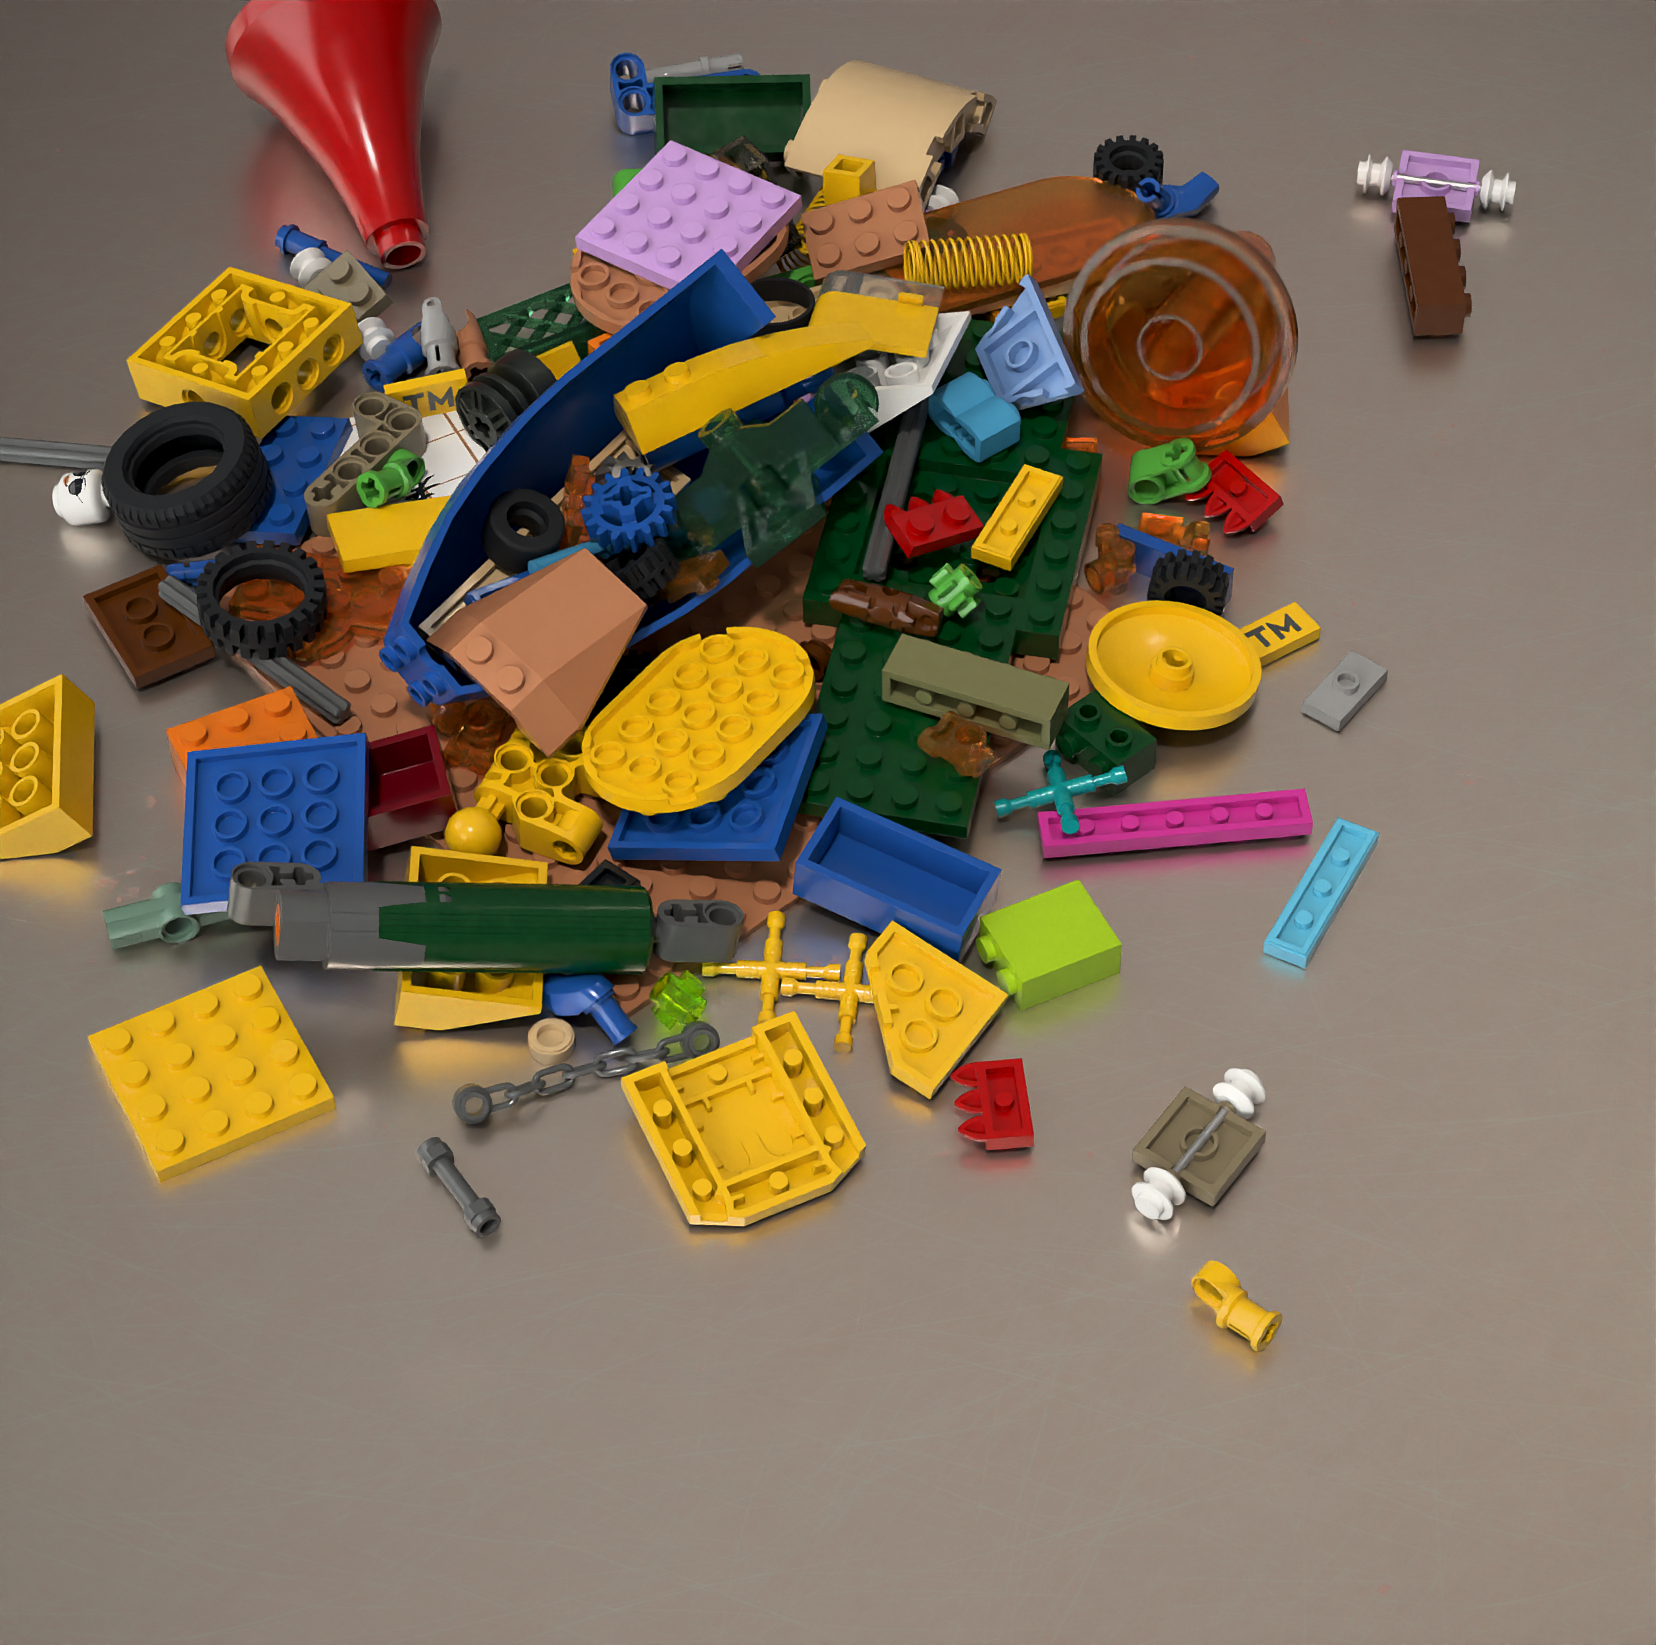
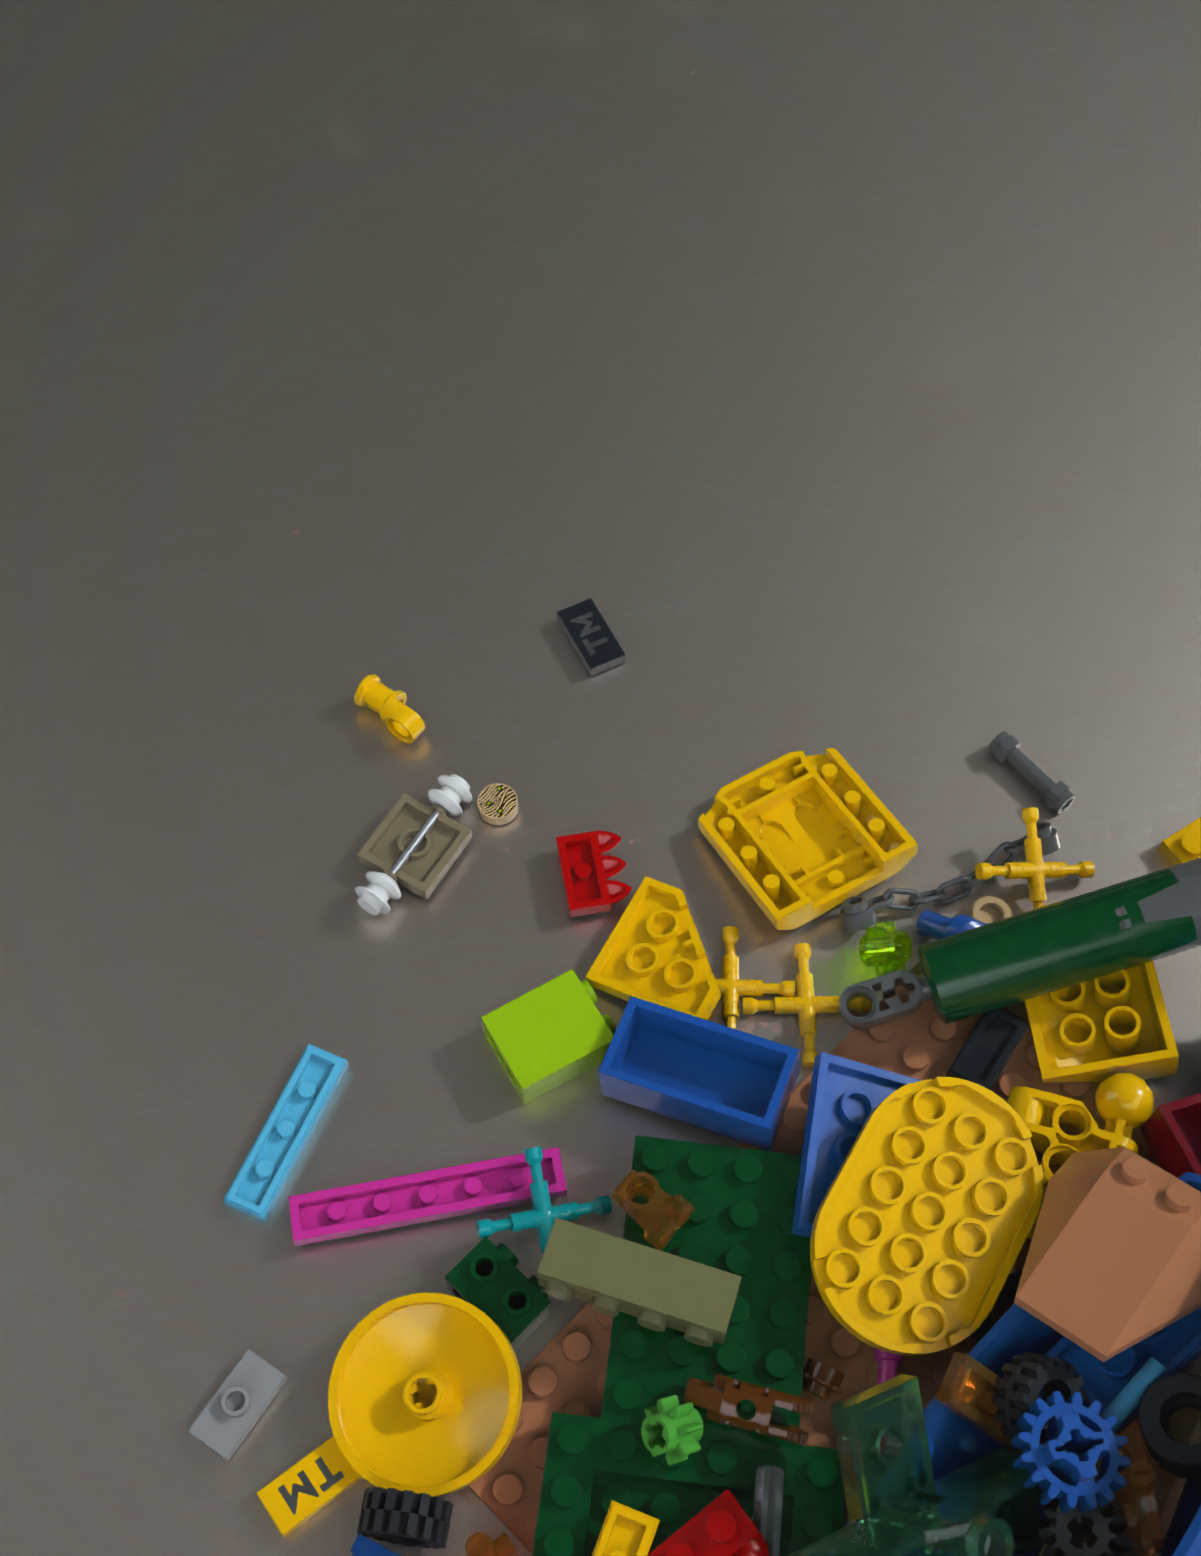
camera: 175 degrees right, 10 degrees up
(492, 1062) = (1034, 868): none -> yellow piece
(976, 1394) = (591, 637): none -> black tile
(1101, 1194) = (498, 804): none -> tile

